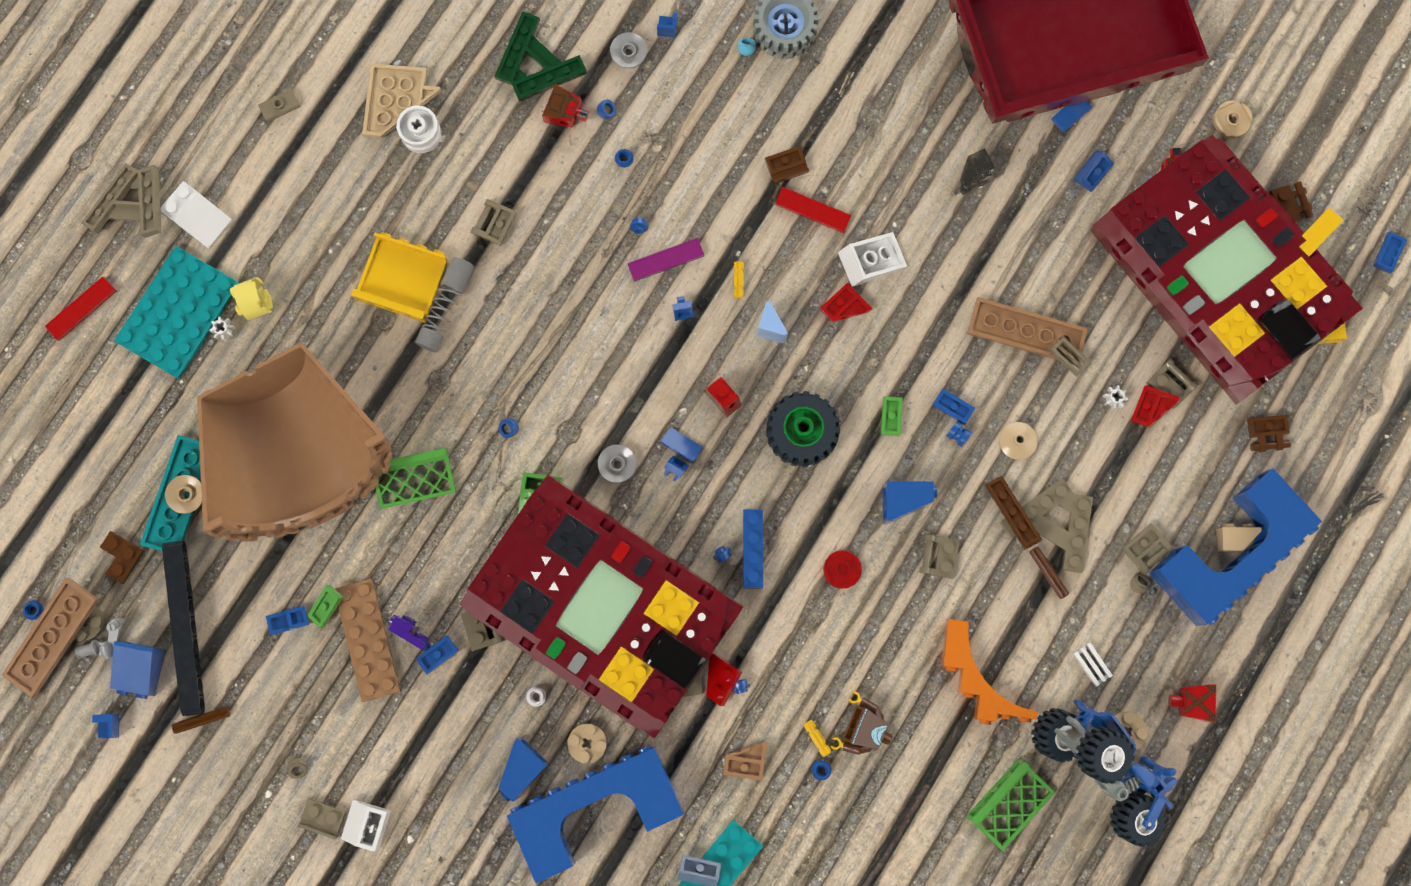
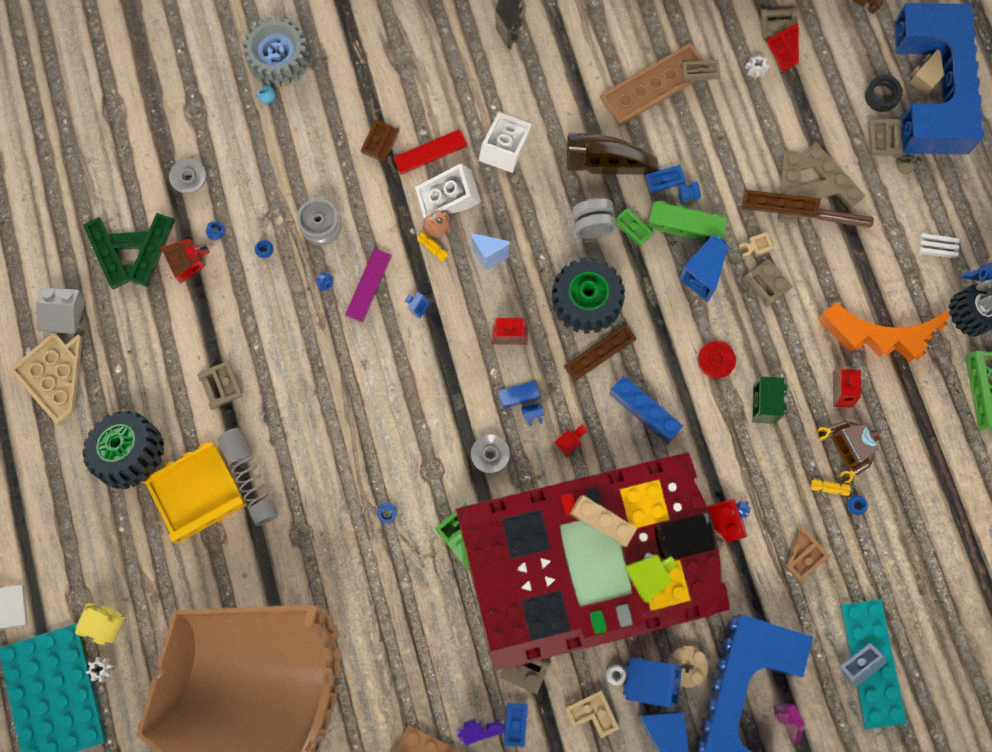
camera: 45 degrees left, 5 degrees down
(384, 199) = (123, 449): none -> black wheel
(415, 460) = (347, 606): bright green fence -> none
(419, 129) = (95, 377): white wheel -> none
(444, 57) = (59, 310): none -> light grey slope
(498, 701) = (594, 708): none -> tan plate
(551, 728) = (653, 682): none -> blue slope
(609, 847) = (791, 720): none -> magenta wing
(620, 656) = (650, 575): none -> lime torso
(628, 588) = (603, 520): none -> tan arch
(667, 26) = (197, 134): blue panel -> none
(678, 514) = (570, 441): none -> red plate
(679, 168) = (319, 222): none -> light grey wheel
(722, 554) = (629, 435): blue plate -> none
(758, 266) = (436, 224): none -> nougat head
(768, 477) = (600, 353): none -> reddish brown tile
(791, 253) = (449, 191): none -> white slope
(841, 634) = (768, 400): none -> dark green brick
(844, 305) = (521, 189): red wing -> none
(868, 380) = (594, 218): none -> light grey wheel
(906, 686) = (846, 385): none -> red torso
(919, 323) = (589, 147): none -> dark brown panel
(930, 453) = (686, 222): none -> bright green brick
(964, 524) = (758, 244): none -> tan plate
(1009, 443) = (725, 164): tan dish -> none
(1196, 506) = (889, 82): none -> black tyre

